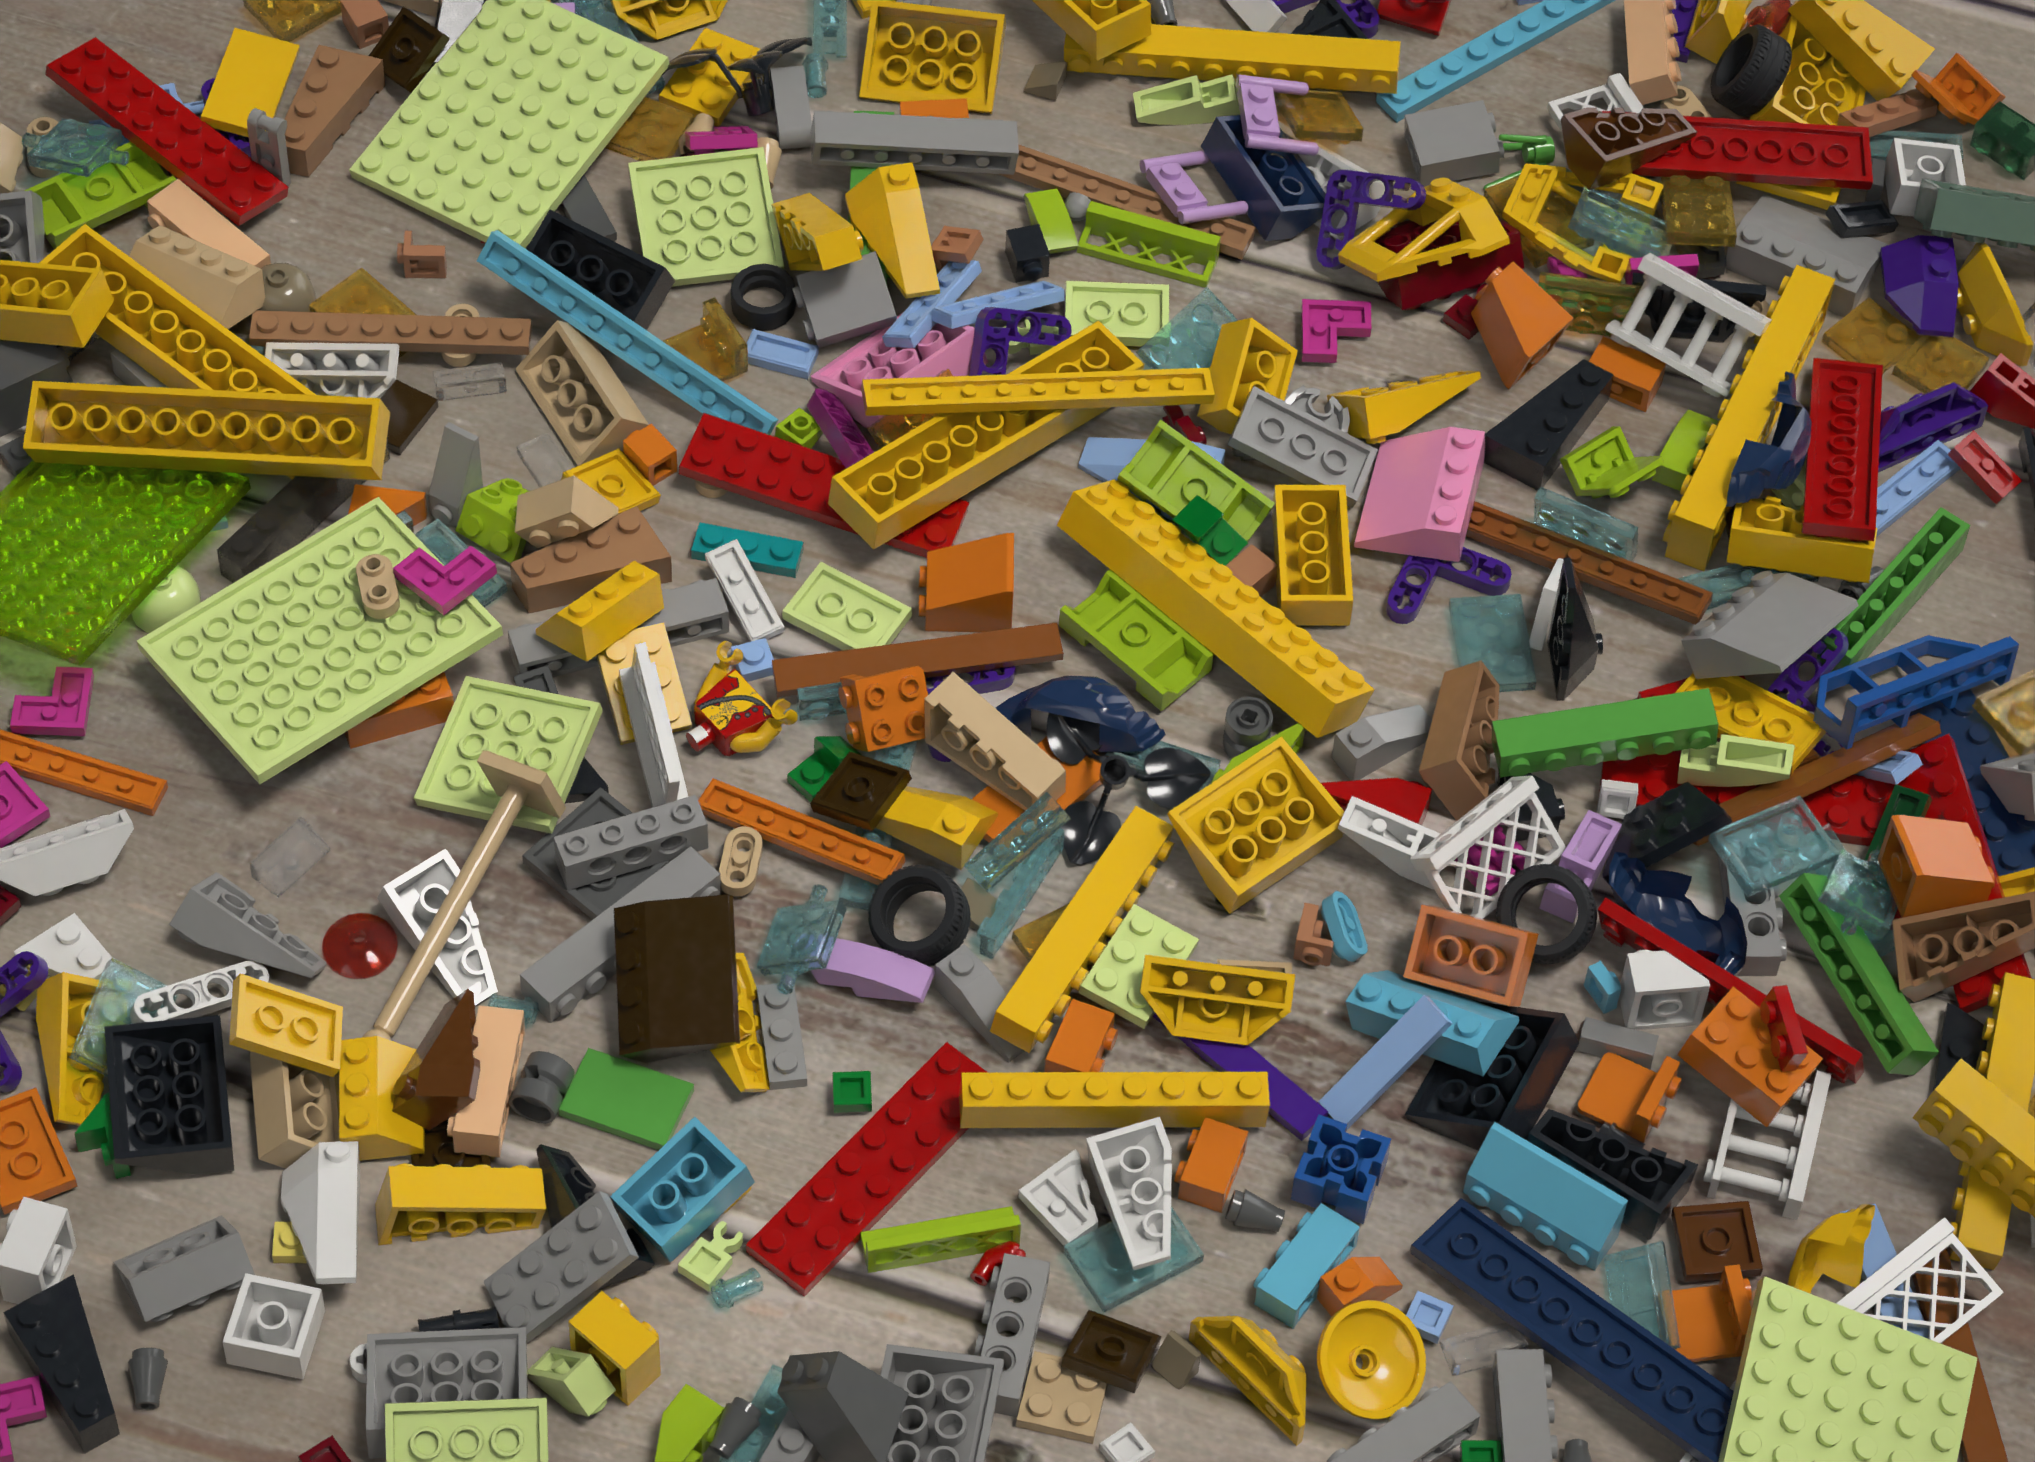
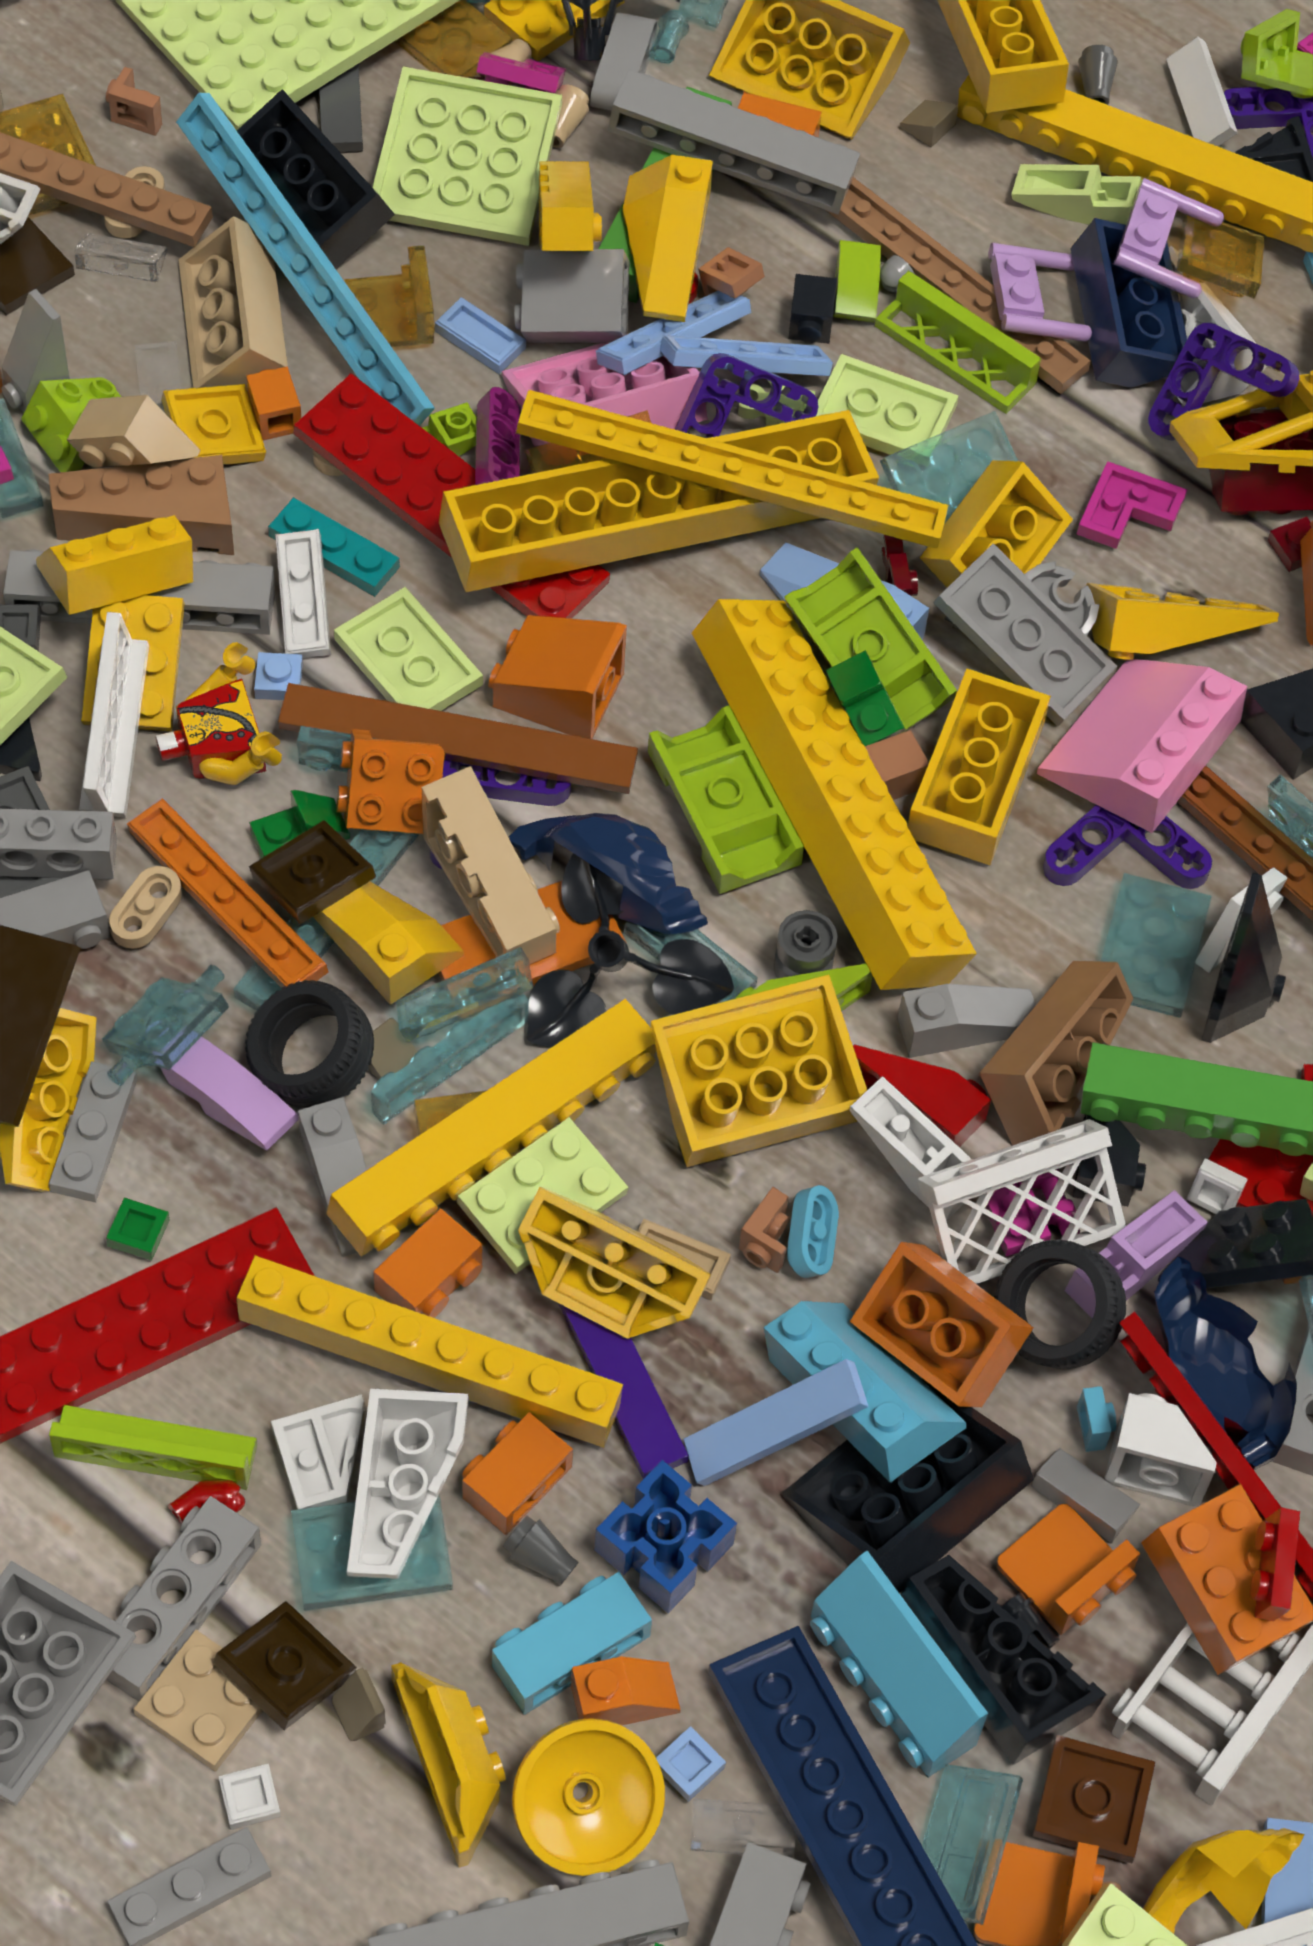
camera: 20 degrees right, 5 degrees up
(763, 317) = (483, 240): black tyre -> none

